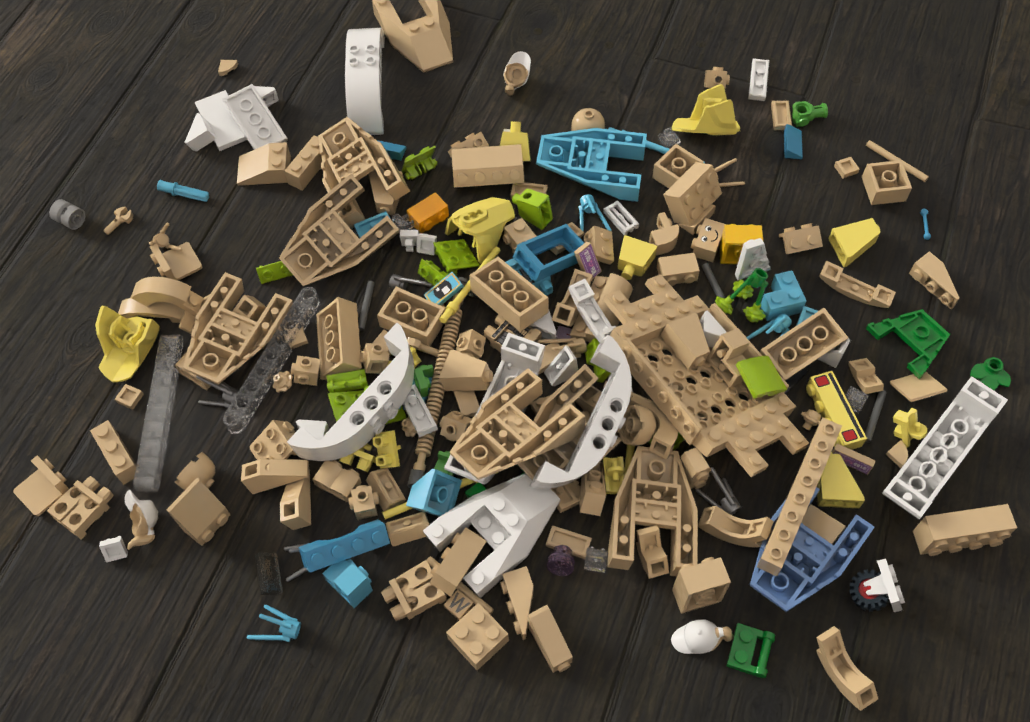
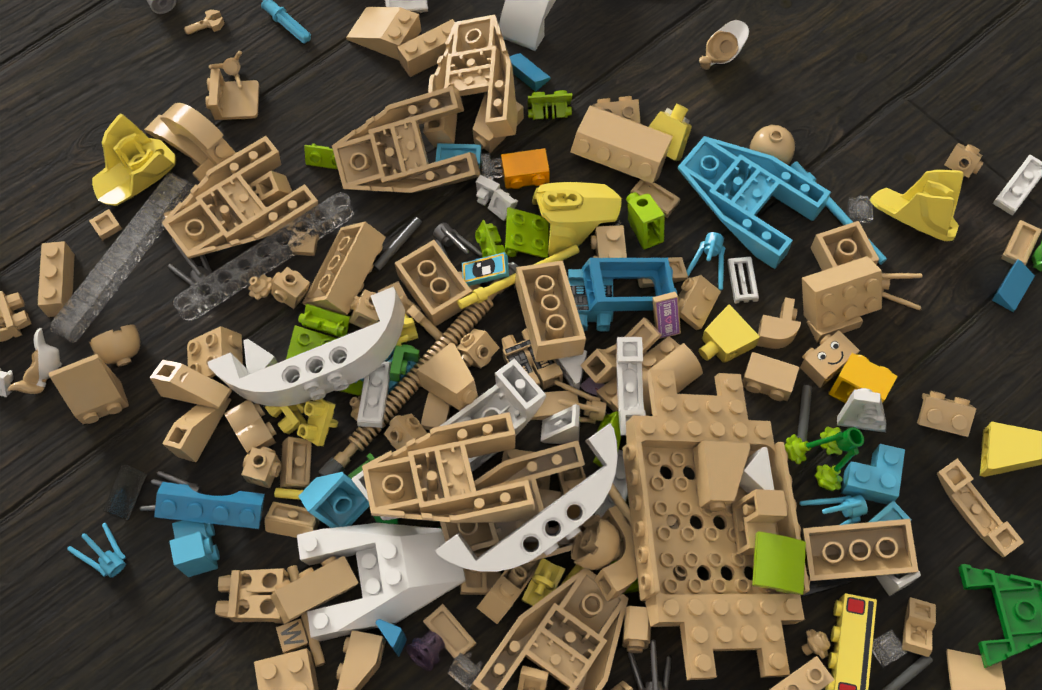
camera: 30 degrees right, 5 degrees up
(533, 561) = (393, 634): none -> dark azure slope

